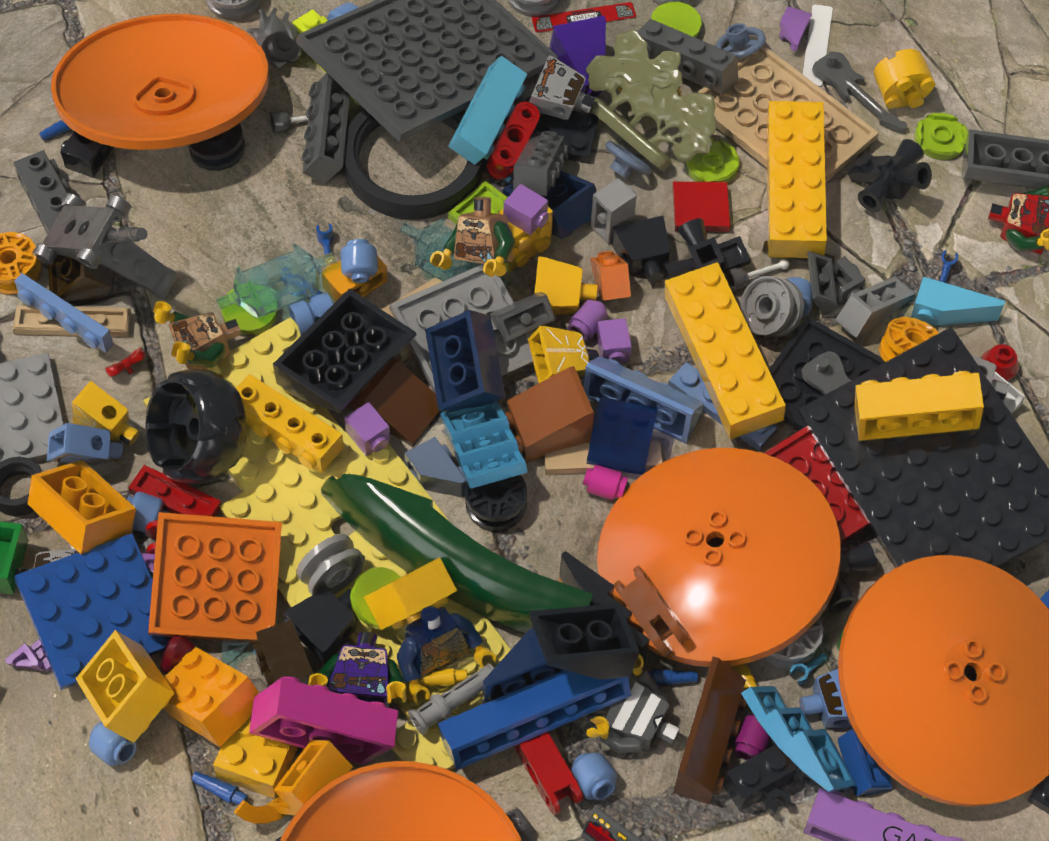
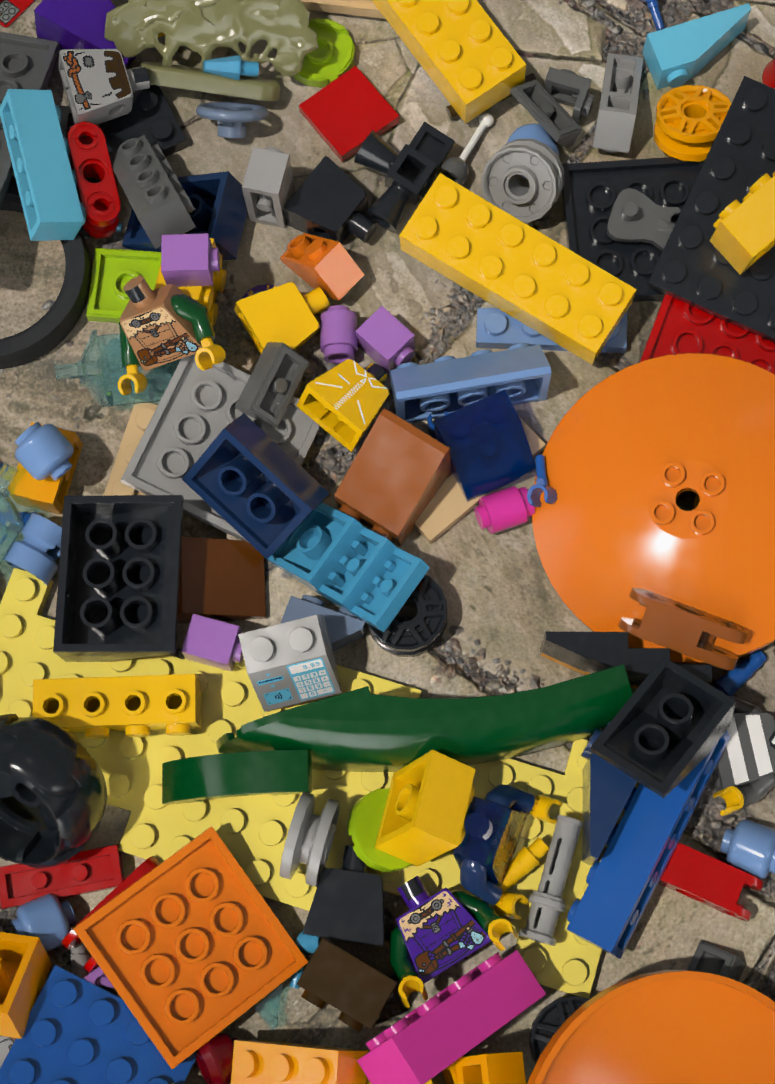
camera: 30 degrees left, 15 degrees up
(320, 500) = (236, 775): none -> dark green slope
(404, 461) = (291, 662): none -> light grey slope
(634, 483) = (541, 485): none -> blue hand
(647, 132) = (231, 67): none -> dark azure bar

